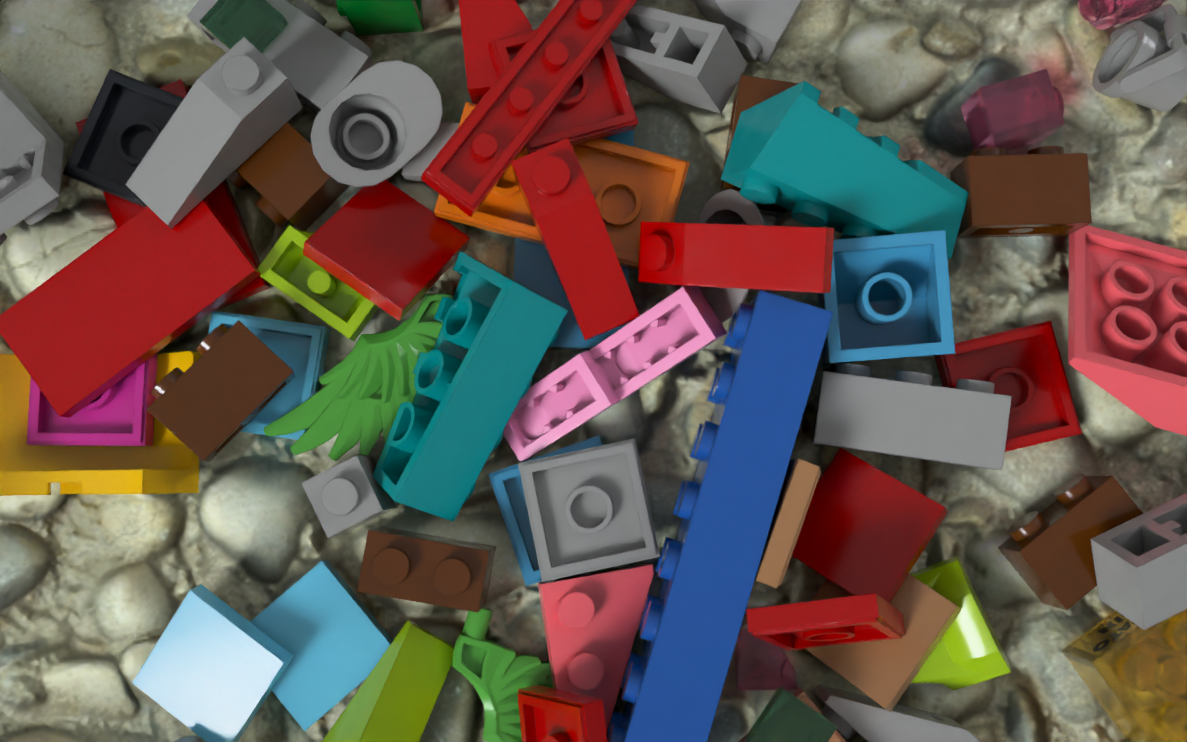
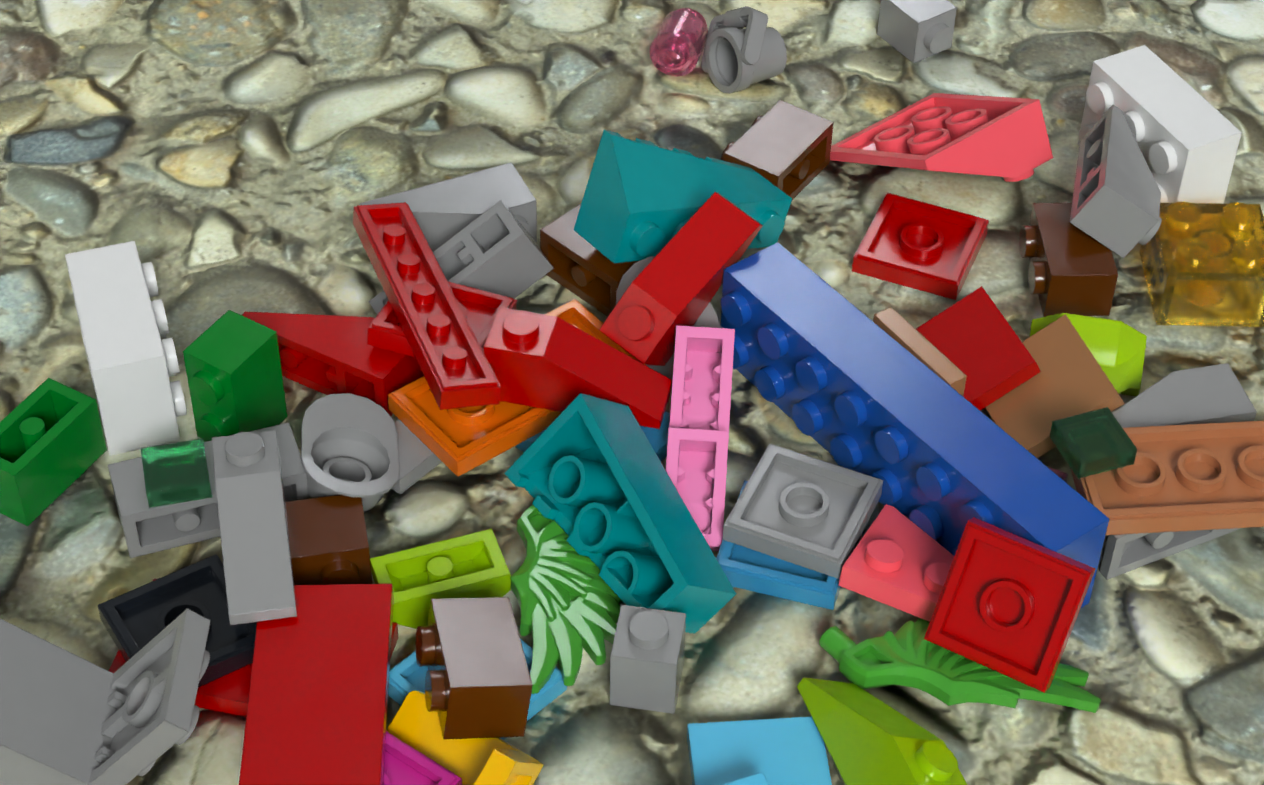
camera: 60 degrees left, 40 degrees down
(386, 247) = (455, 511): red tile -> none
(426, 568) = (761, 640): reddish brown brick -> none
(827, 622) = (1020, 373): red tile -> none
(889, 298) = (807, 224): dark azure slope -> none
(912, 417) = (913, 269): light grey brick -> none
(1014, 112) = (712, 123): clear pink brick -> none

